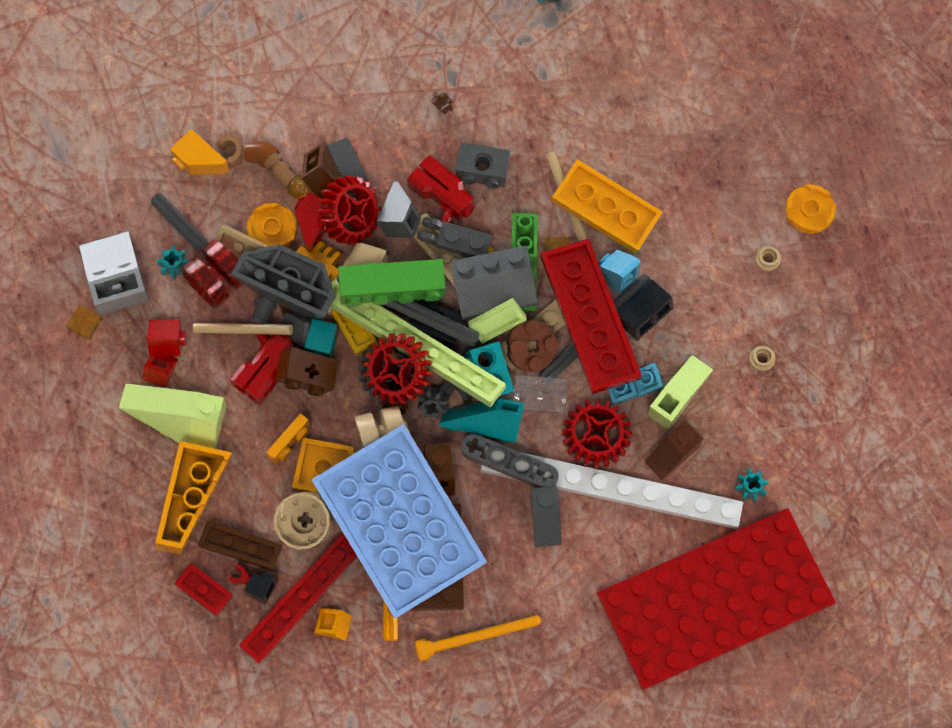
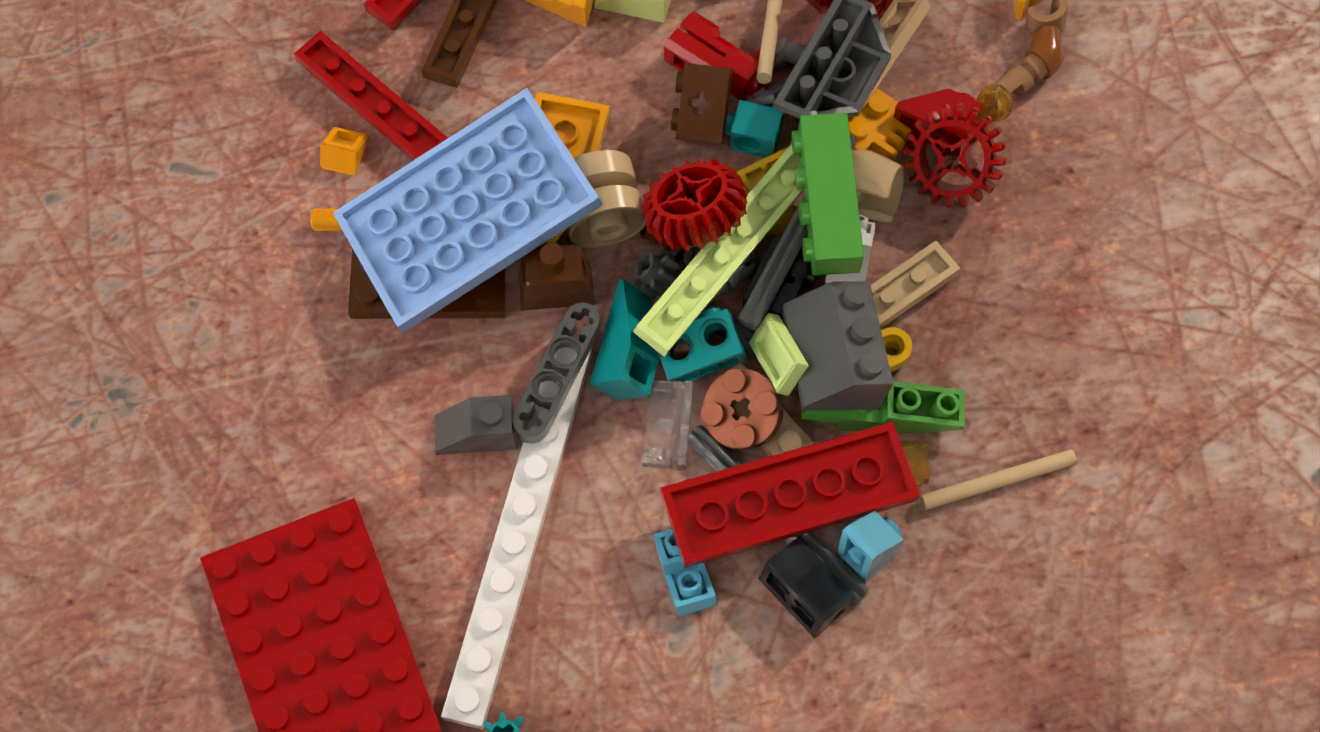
camera: 95 degrees right, 5 degrees down
(256, 585) = (399, 54): black piece -> none
(272, 225) = (931, 67): light orange tile -> none
(282, 447) = (601, 83): light orange plate -> none
(293, 529) = (473, 85): tan wheel -> none
(319, 169) = (1021, 123): reddish brown slope -> none
(346, 159) = (1038, 167): dark grey tile -> none
(398, 214) = (957, 227): slope -> none
(425, 649) = (293, 262): light orange piece -> none
(442, 102) = (1147, 296): reddish brown plate -> none
(442, 187) = (1001, 295): red piece -> none
(455, 238) = (915, 308): dark grey hinge -> none
(473, 155) = (1054, 332): dark grey brick -> none
(586, 415) = (627, 485): red gear -> none
(606, 206) = (982, 533): light orange plate -> none
(674, 450) = (572, 623): copper slope -> none
(679, 392) = (666, 632): yellowish green slope -> none

